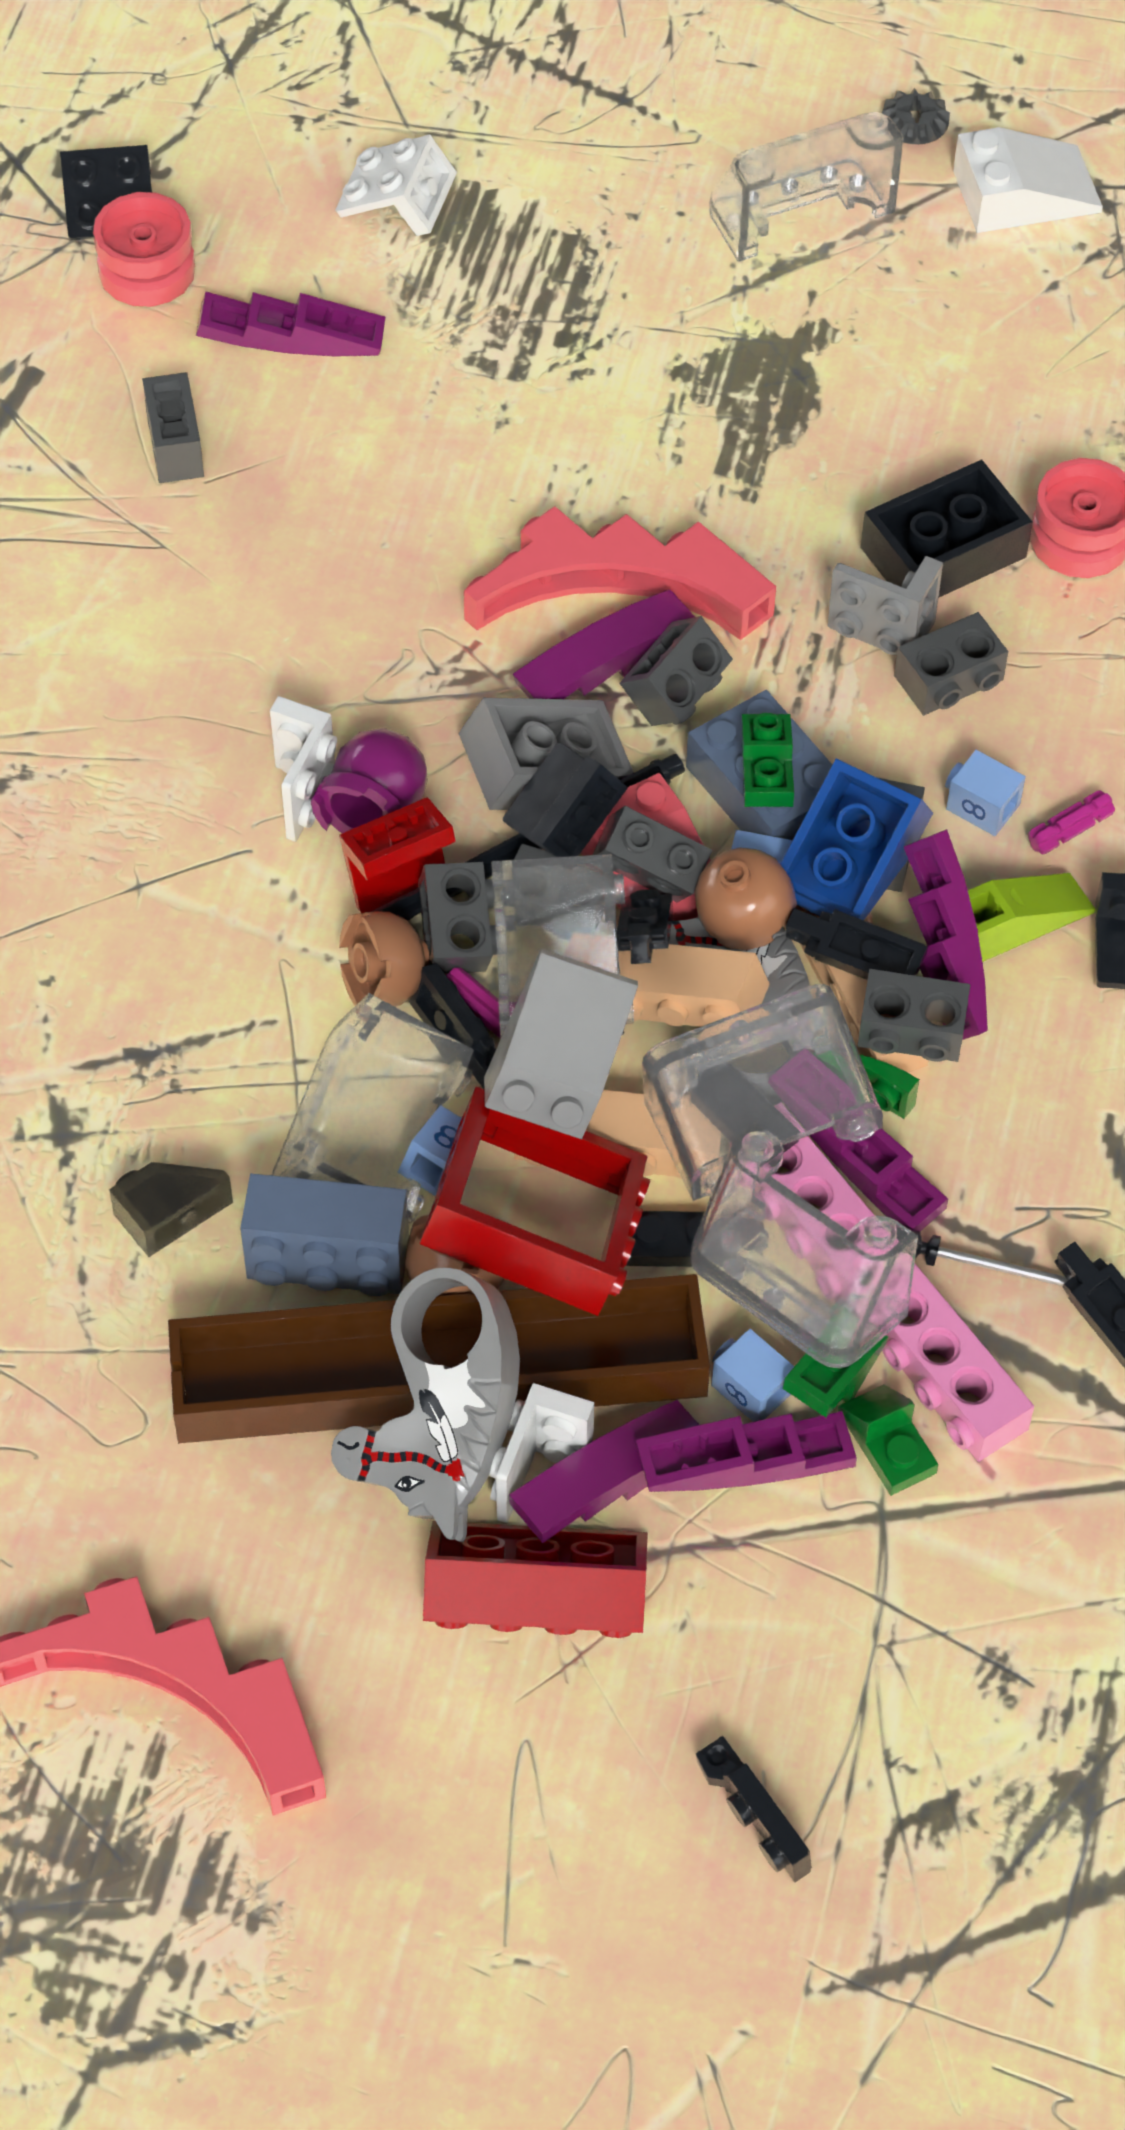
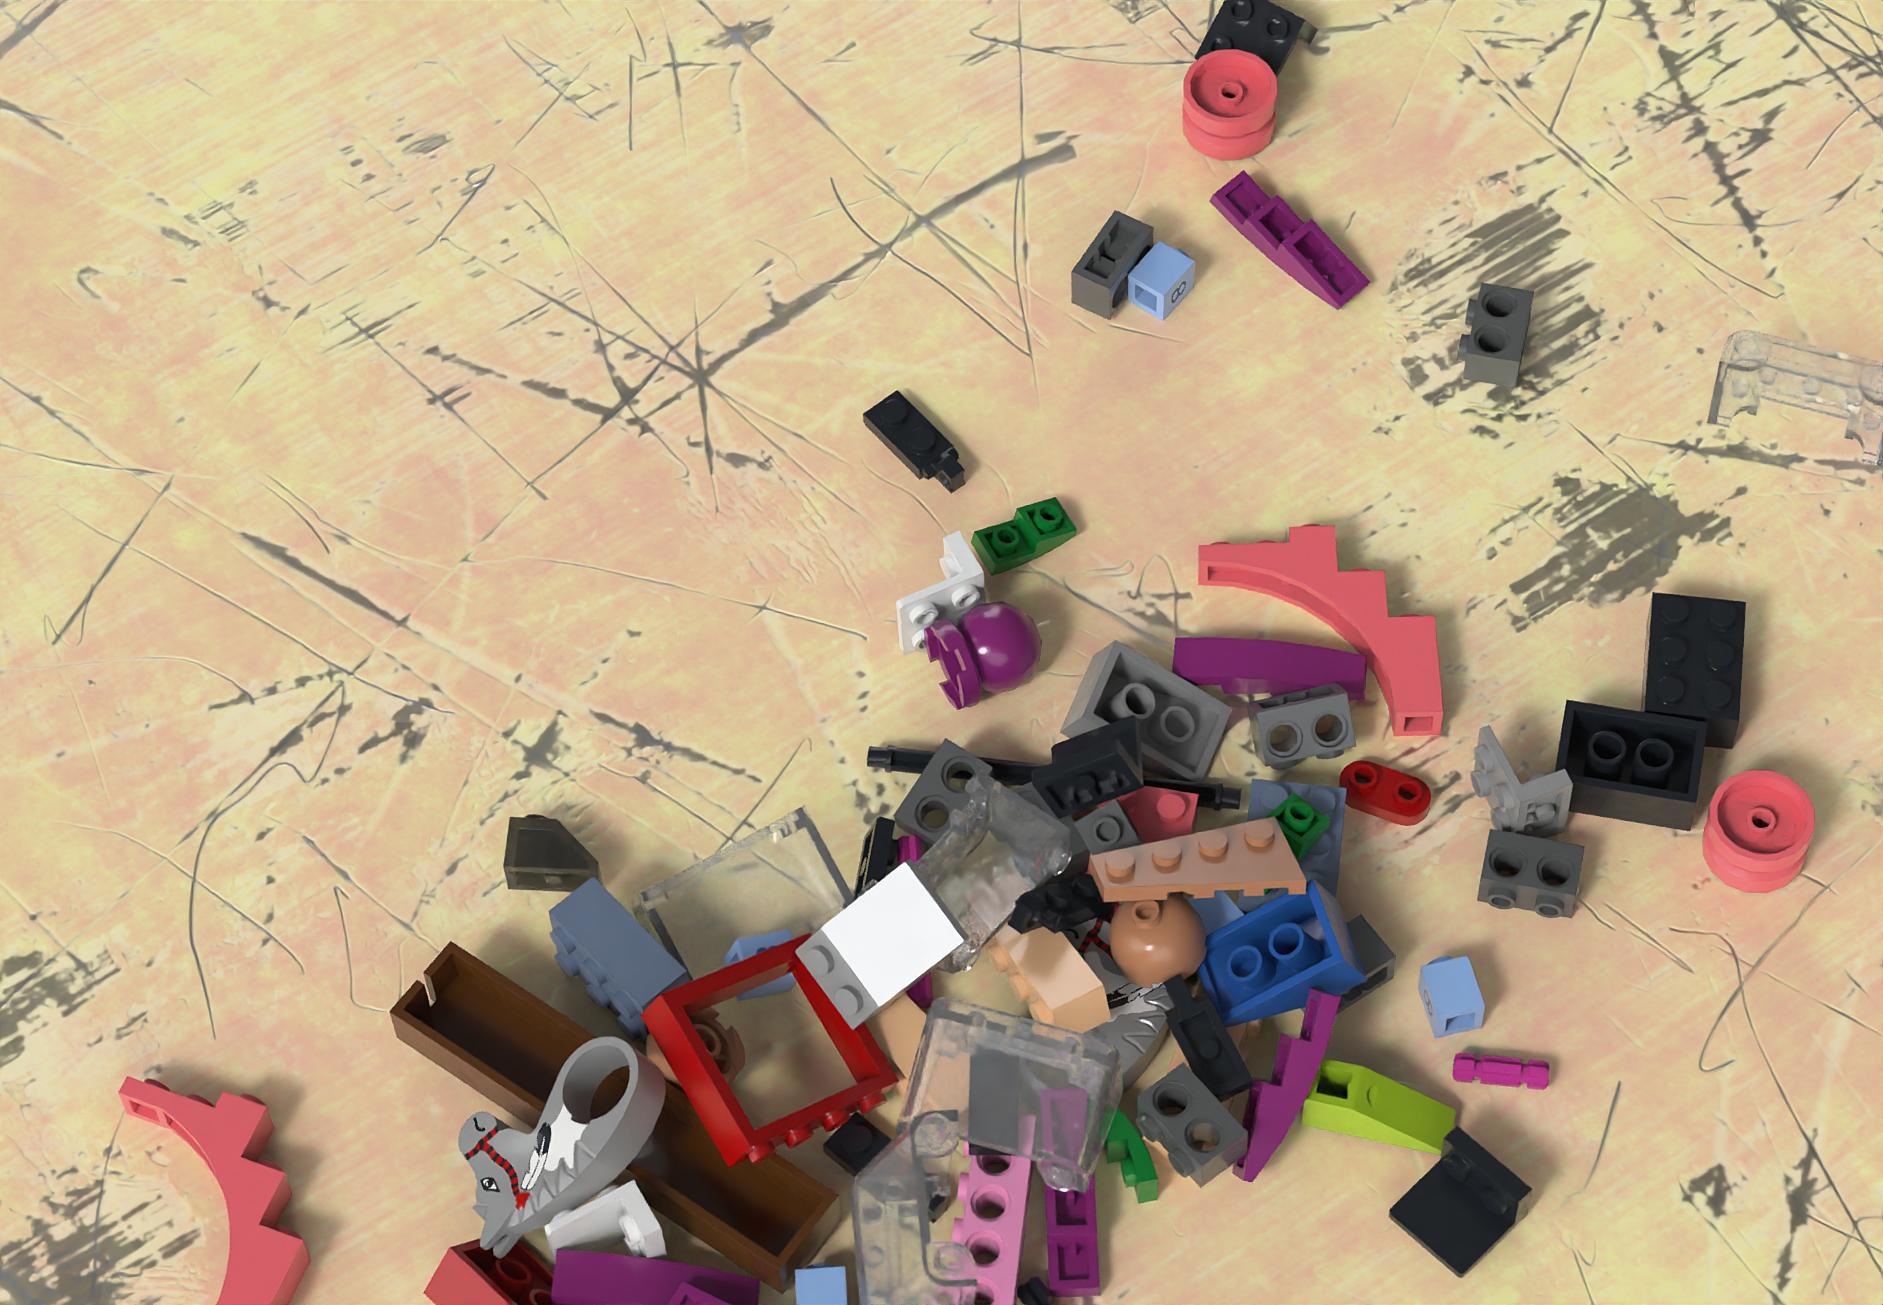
camera: 45 degrees right, 0 degrees up
(139, 671) = (915, 441): none -> black hinge
(220, 417) = (1161, 280): none -> light blue brick
(307, 674) = (1029, 535): none -> green slope
(382, 957) = (865, 790): nougat cylinder -> none
(390, 852) = (941, 708): red bracket -> none
(404, 174) = (1490, 179): white bracket -> none
(526, 292) = (1500, 334): none -> dark grey brick
(741, 806) = (1224, 858): none -> nougat wing
(783, 680) = (1382, 794): none -> red plate
(913, 429) = (1695, 662): none -> black brick

